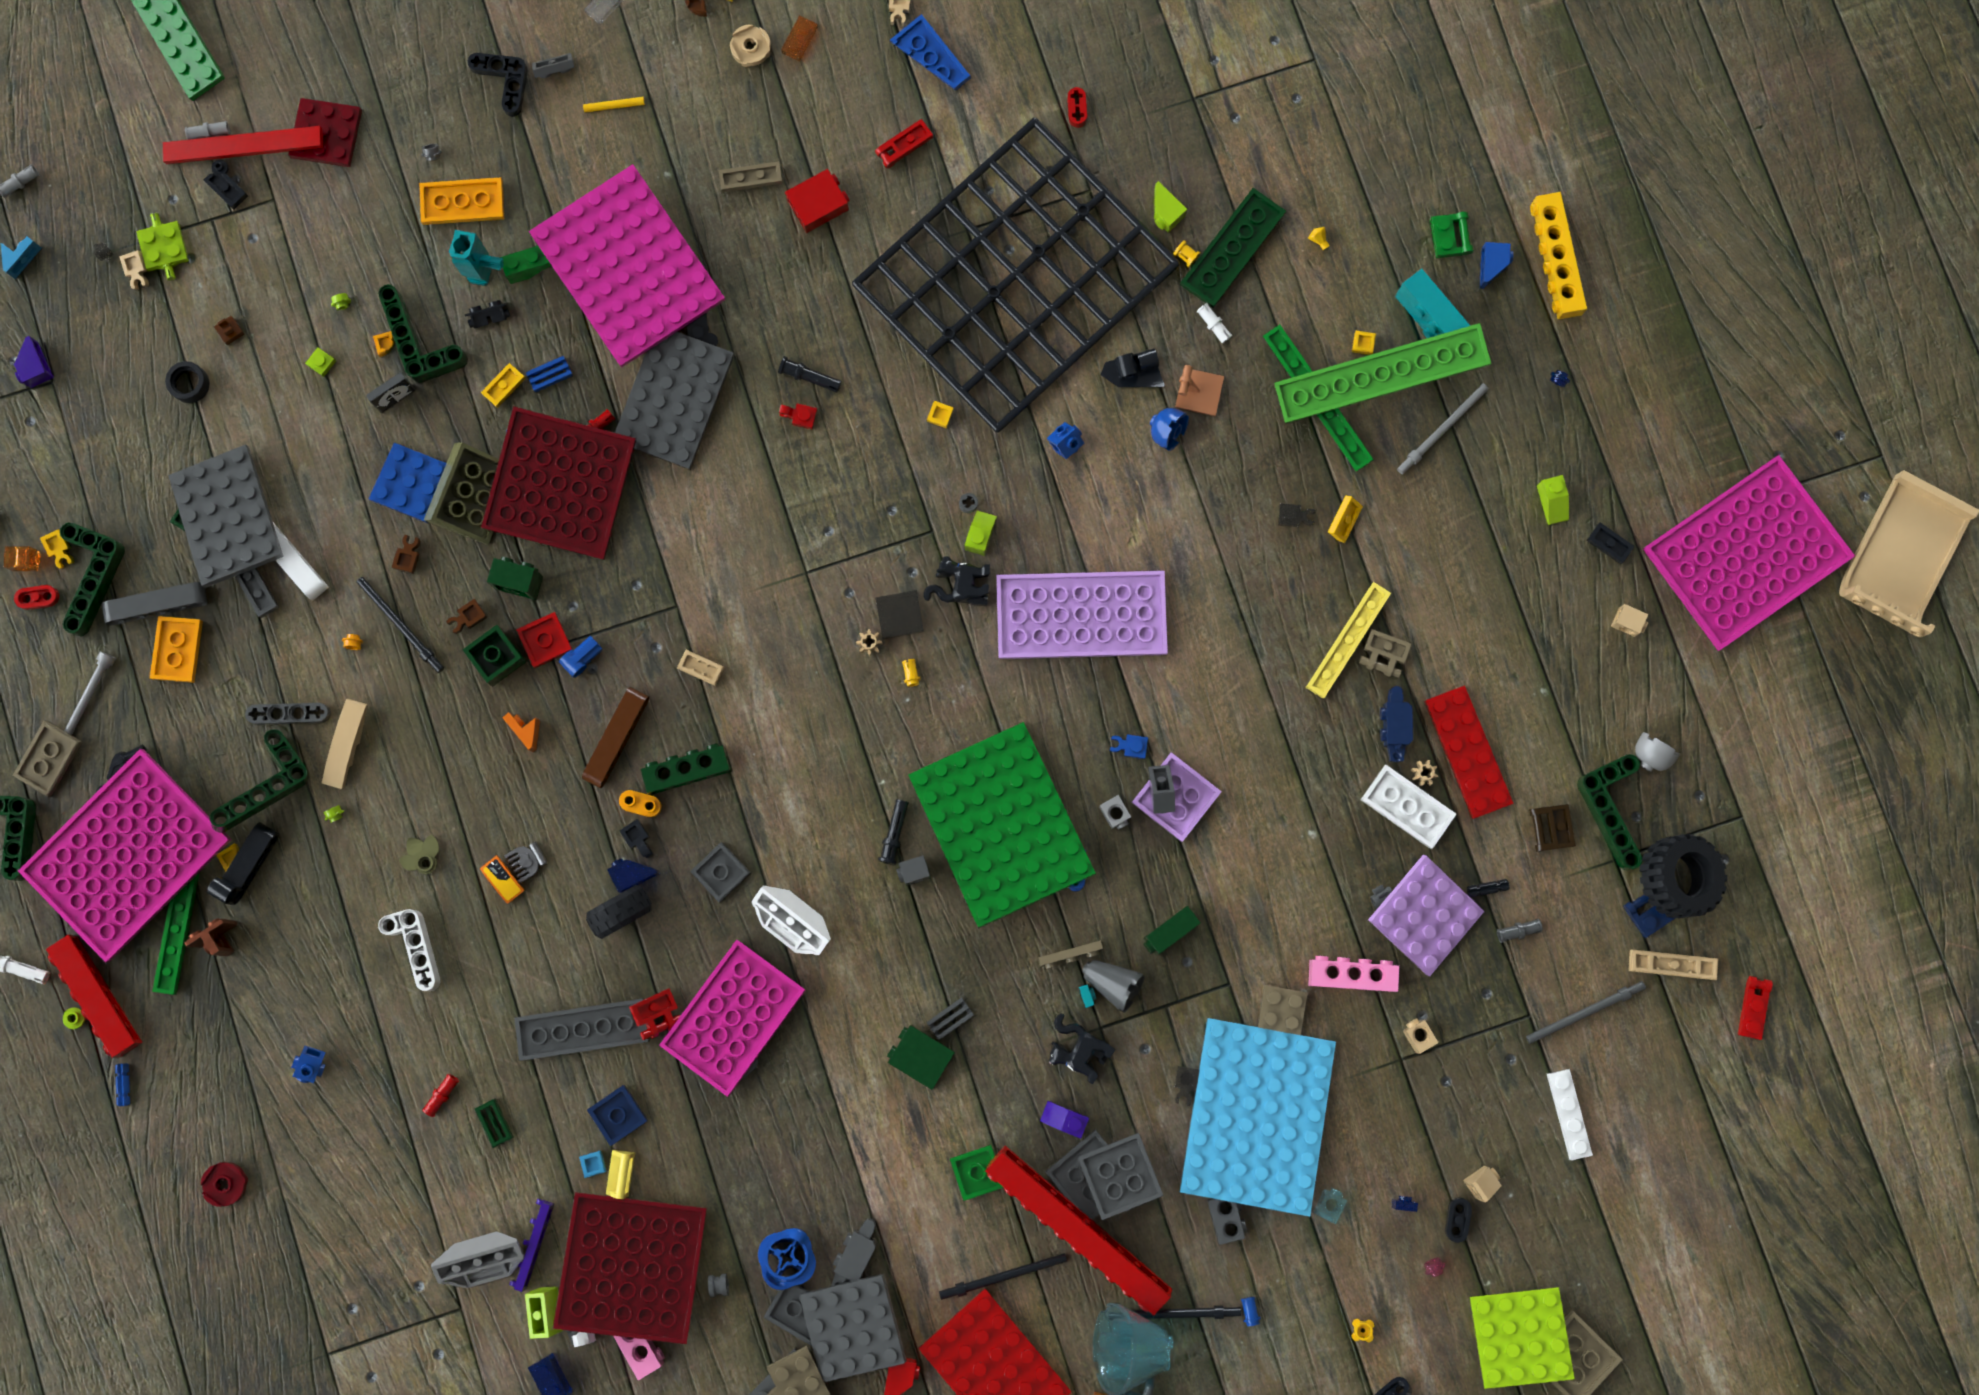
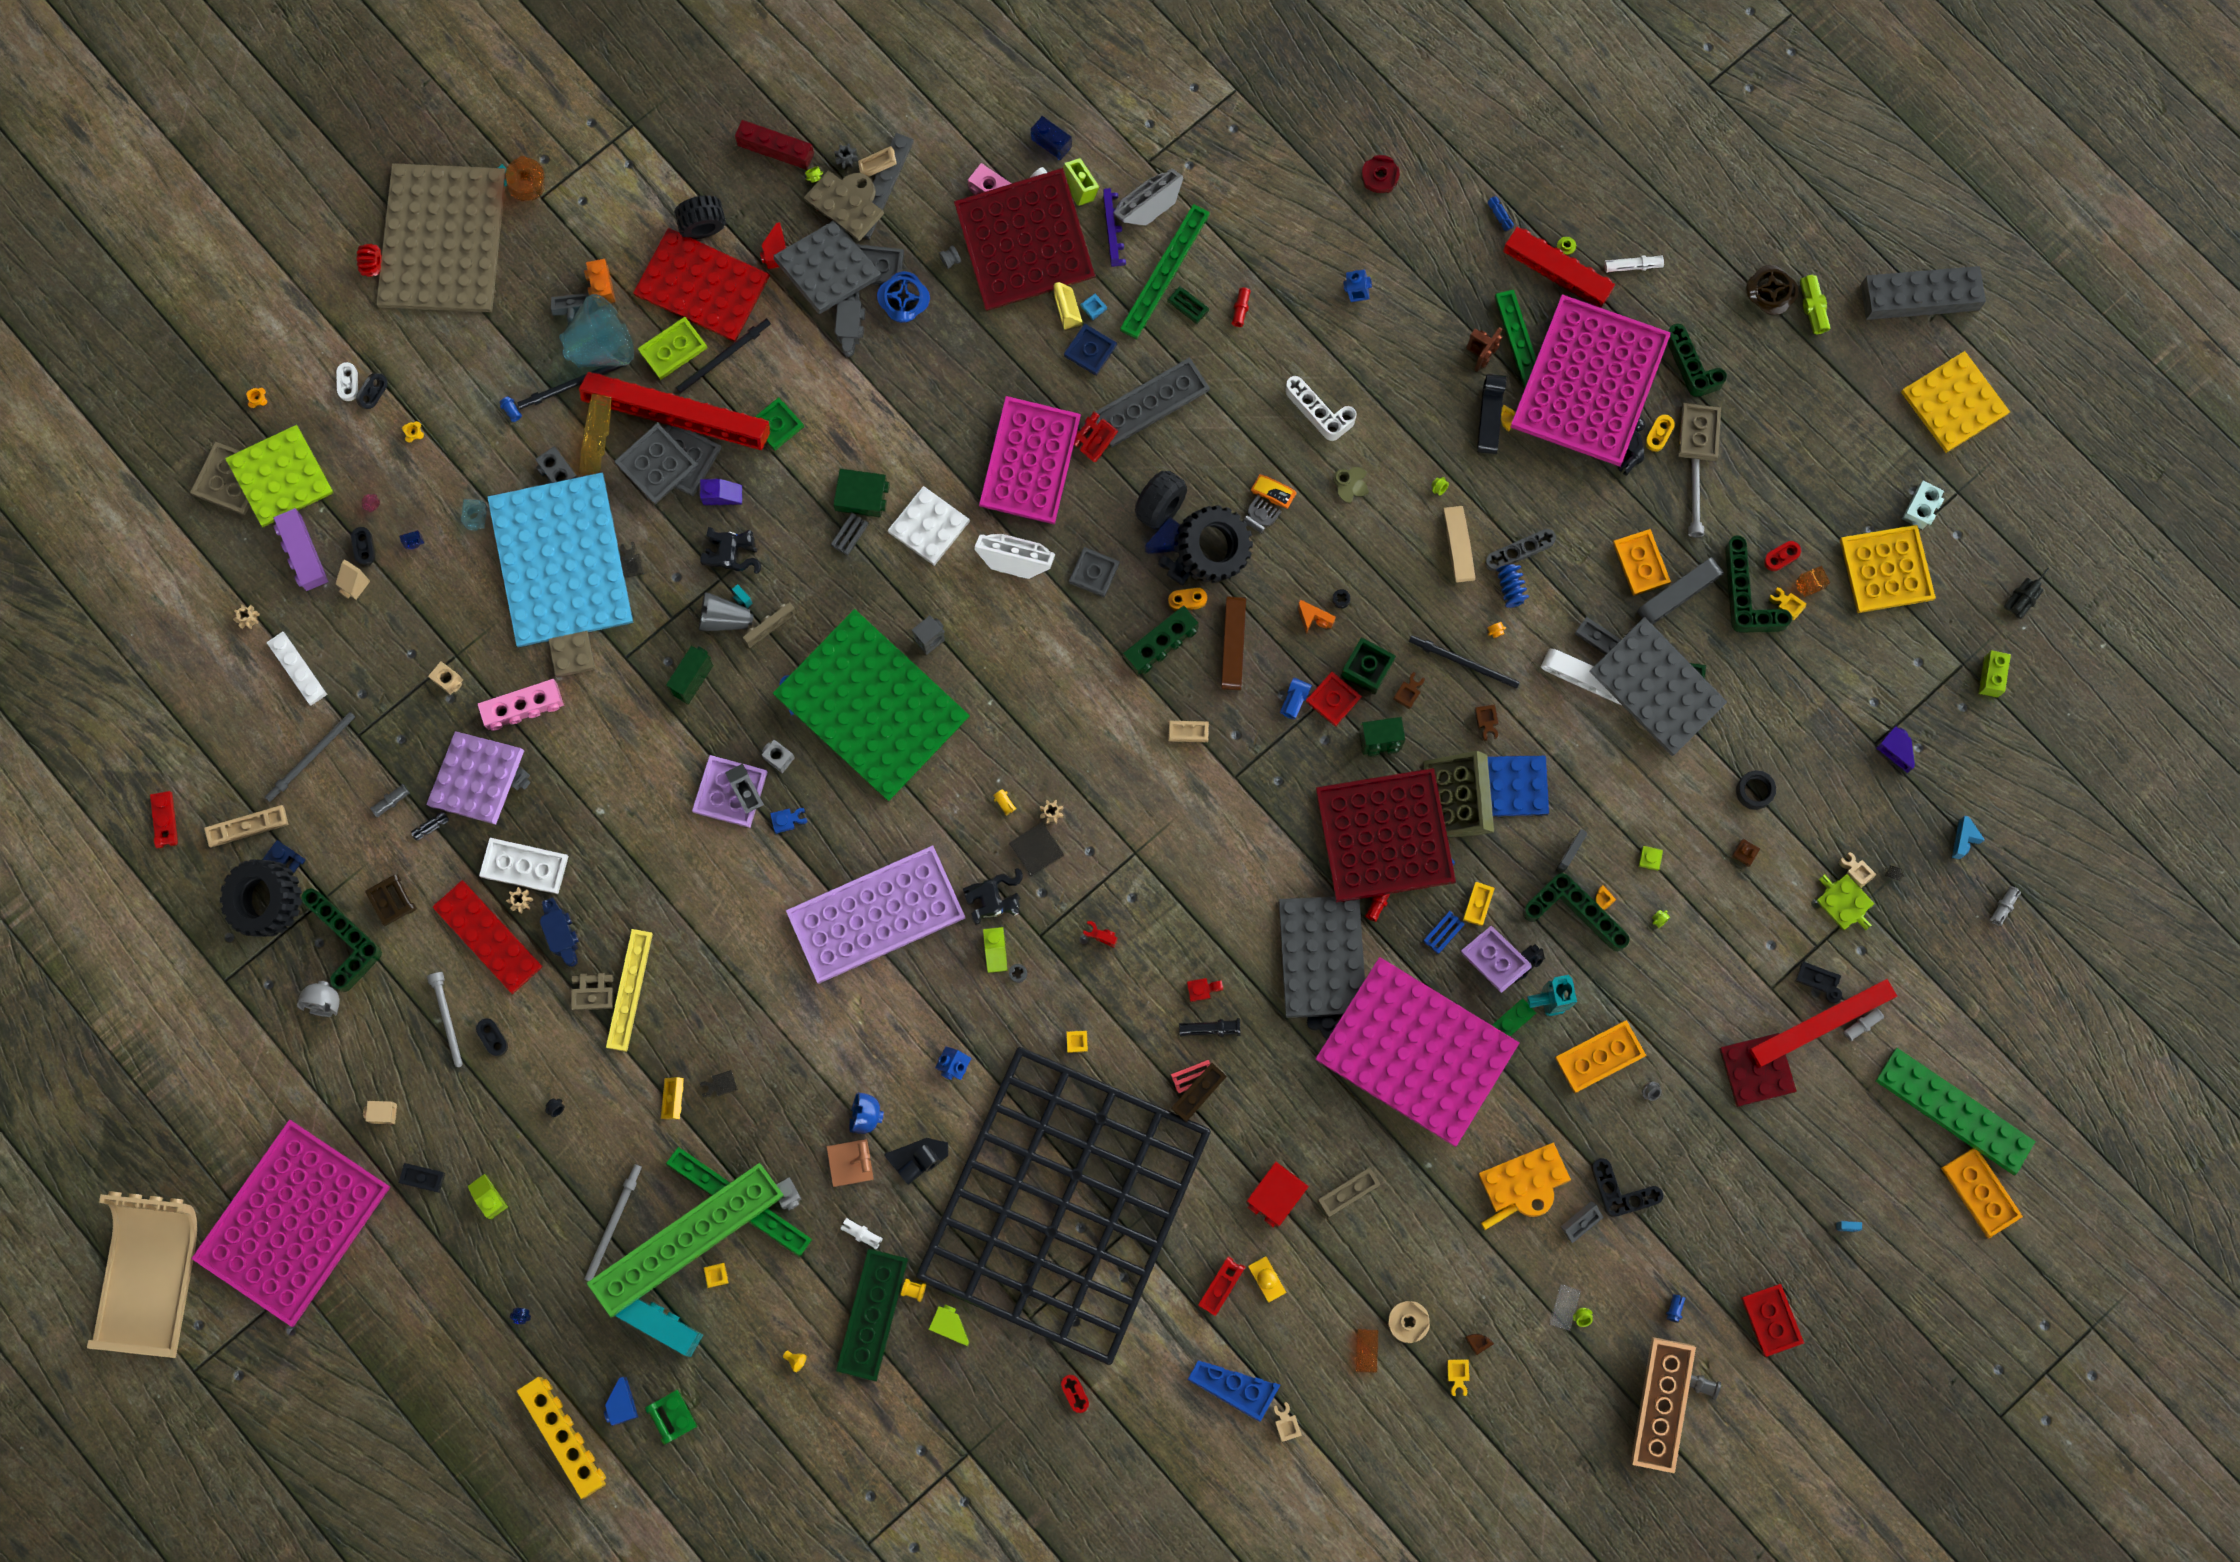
camera: 155 degrees right, 5 degrees down
(87, 773) = (1659, 434): none -> yellow plate
(266, 787) = (1503, 478): dark green beam -> none
(313, 678) = (1511, 585): none -> blue piece
(486, 745) = (1341, 592): none -> black bush
(500, 1170) = (1165, 271): none -> green plate
(512, 323) = (1496, 959): none -> lavender plate
(568, 827) = (1236, 537): none -> black tyre
(585, 121) = (1526, 1180): none -> light orange plate
(846, 331) = (1174, 1076): none -> coral tile
(847, 318) = (1199, 1092): none -> dark brown plate
(860, 134) = (1267, 1279): none -> yellow tile
(866, 993) = (928, 525): none -> white plate
(870, 500) = (1106, 936): none -> red plate
(892, 841) = (959, 654): black pin -> none
(1053, 1307) = (672, 348): none -> lime plate
(1172, 1239) = (595, 434): none -> clear yellow slope
(1267, 387) = (790, 1194): none -> light grey bracket
(1460, 558) = (554, 1107): none -> black plate
(1498, 649) = (492, 1038): none -> black plate
(1525, 1244) = (300, 549): none -> medium lavender brick
(1533, 726) = (436, 981): none -> light grey piece
(1598, 1191) = (244, 611): none -> tan gear

